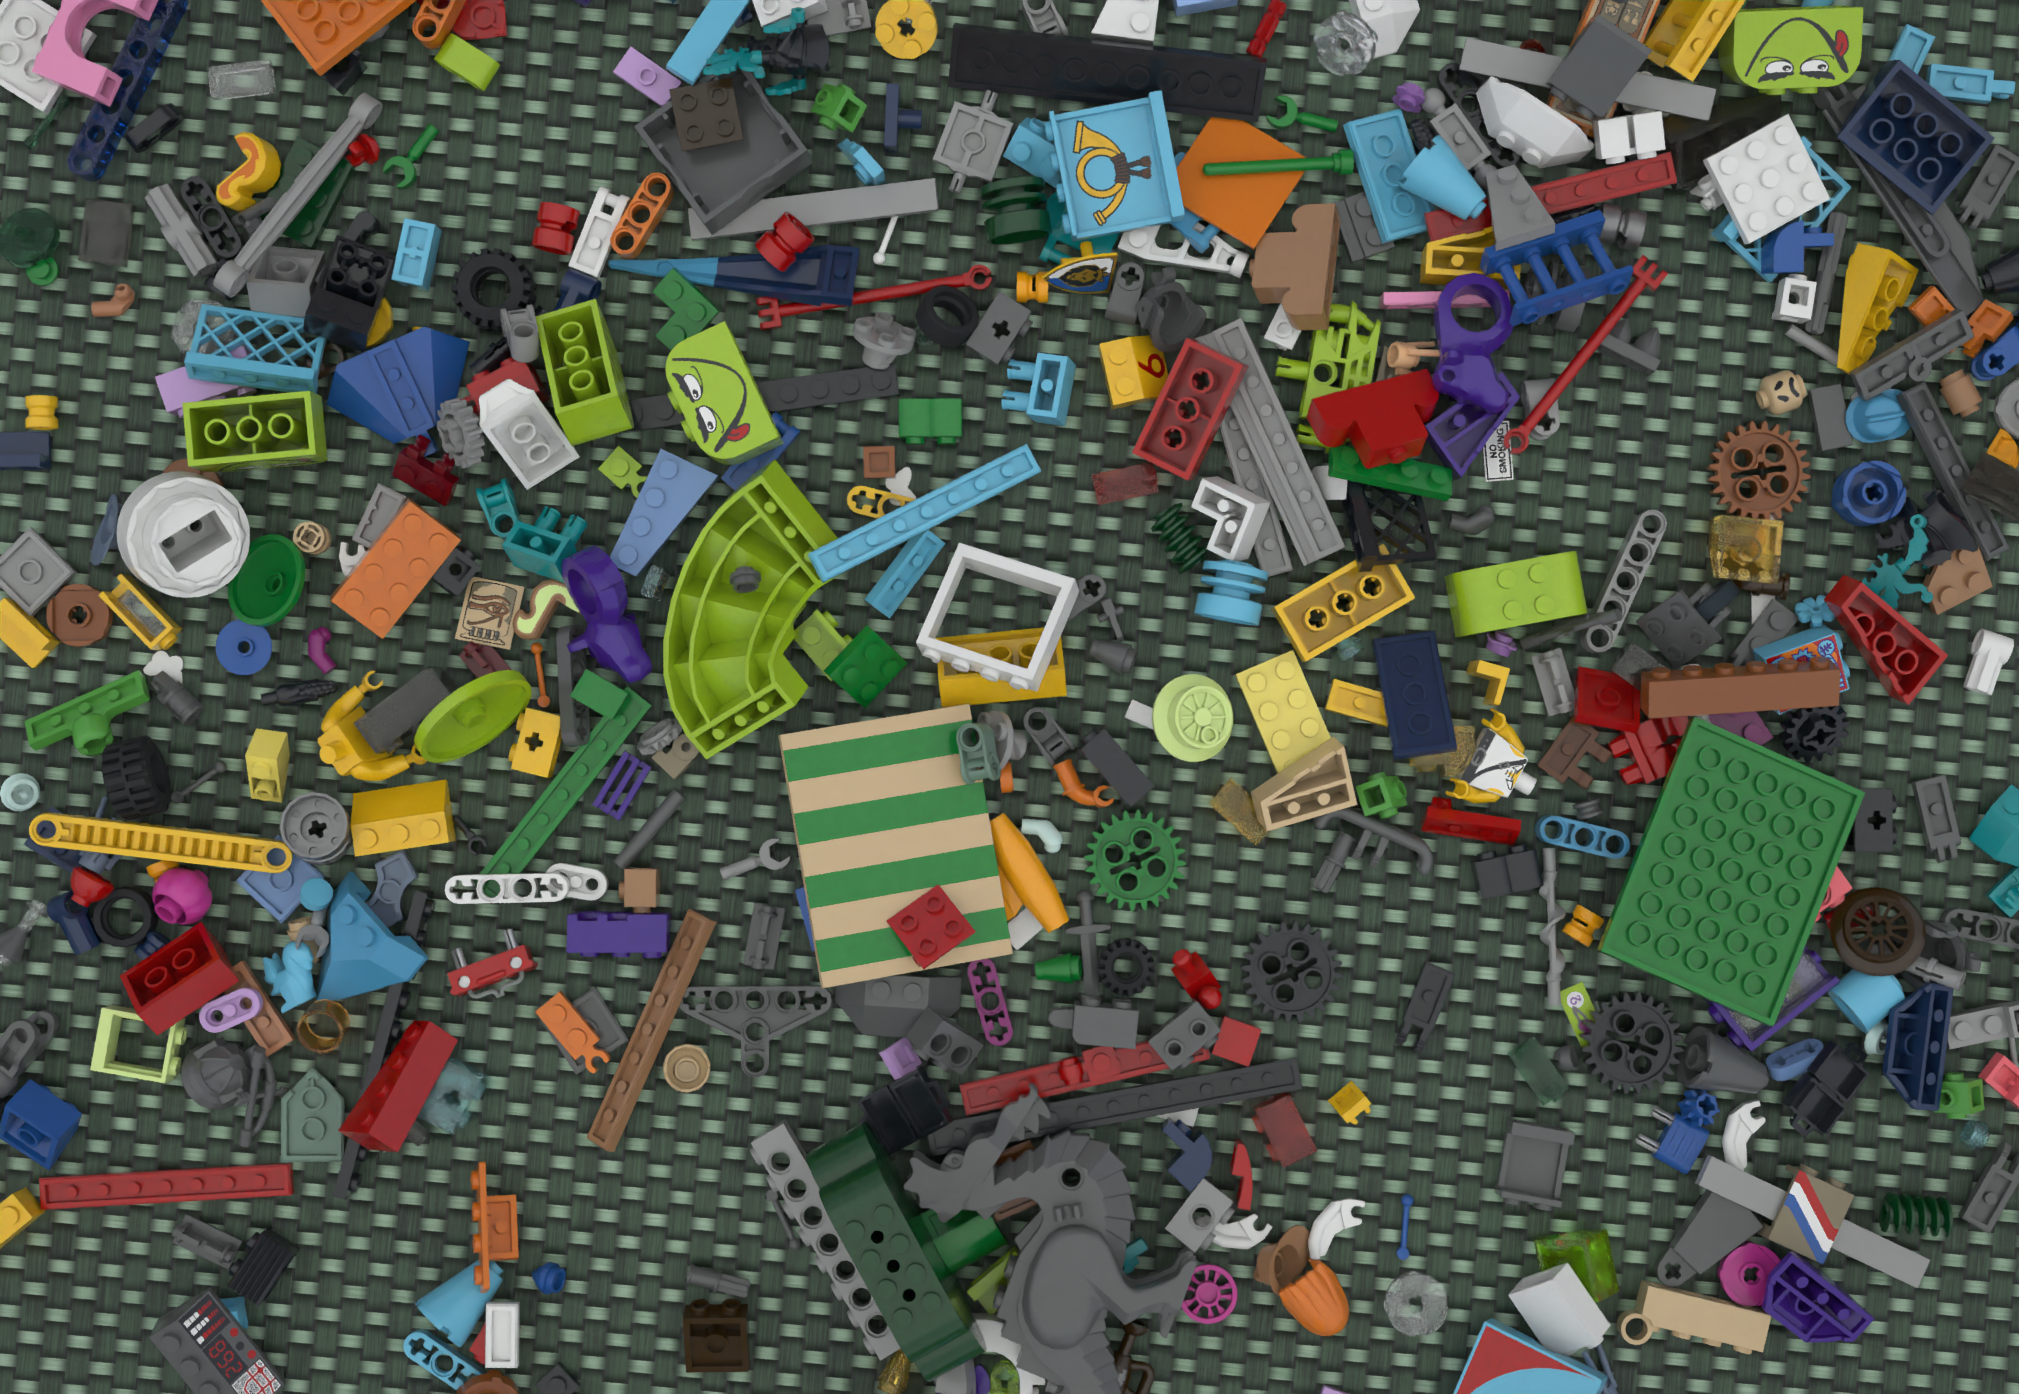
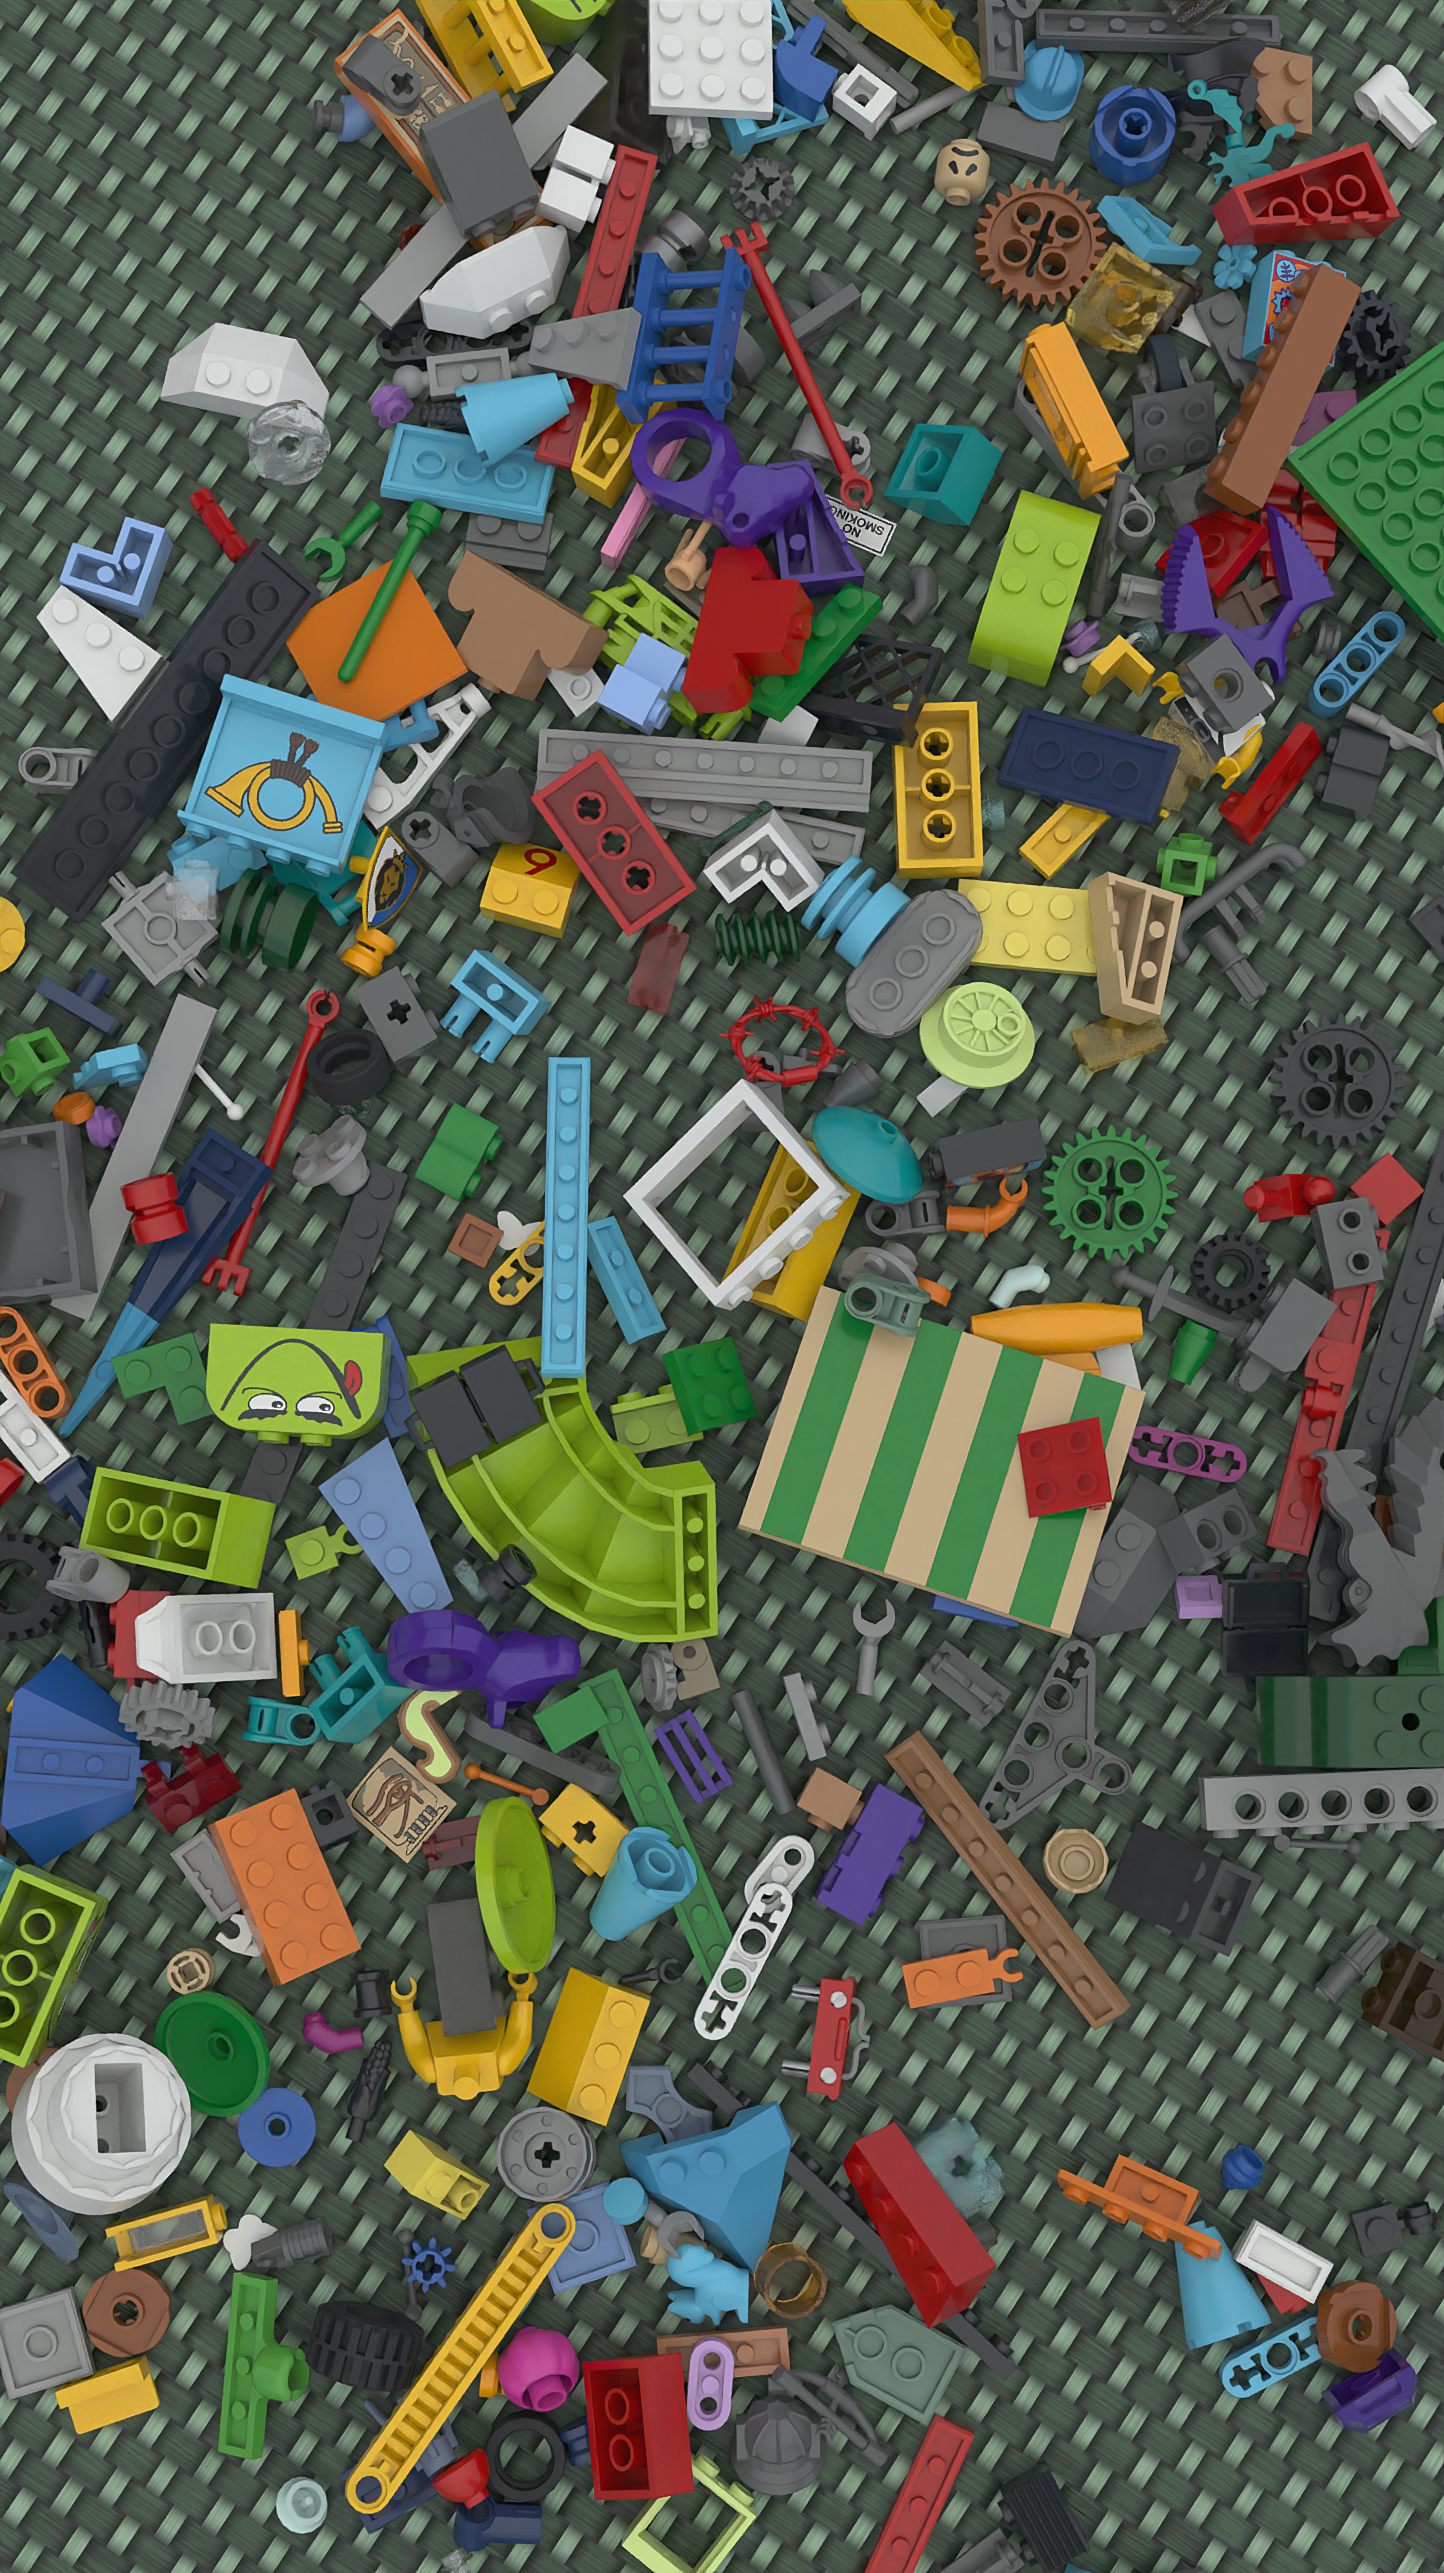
camera: 60 degrees left, 5 degrees down
(215, 798) = (418, 2266): none -> blue gear
(360, 660) = (371, 1993): none -> black bush
(521, 796) = (641, 1883): none -> medium azure cone
(548, 492) = (294, 1653): none -> light orange plate
(667, 601) = (506, 1573): none -> black wheel
(677, 853) = (812, 1731): none -> flat silver plate
(706, 1147) = (1183, 1888): none -> black slope
(745, 579) = (529, 1469): dark grey plate -> none
(777, 529) = (492, 1395): none -> black piece
(822, 178) = (104, 1127): none -> medium lavender plate
(823, 152) = (74, 1108): none -> orange tile
(1007, 151) = (194, 890): none -> clear brick
(1072, 688) = (868, 1153): none -> teal dish
(1096, 611) = (787, 1077): none -> red piece
(1219, 650) = (913, 963): none -> light grey tile
(1224, 471) = (707, 845): none -> clear green hinge
(1304, 371) = (645, 685): none -> light blue brick
(1513, 774) = (1245, 692): none -> dark grey brick
(1522, 684) = (1142, 637): none -> clear light blue hinge
(1555, 706) = (1189, 606): none -> dark purple piece
(1564, 492) = (944, 473): none -> teal slope
(1649, 554) = (1072, 408): none -> light orange door
(1682, 264) = (753, 203): none -> dark grey gear
(1804, 538) = (1144, 232): none -> medium azure wing

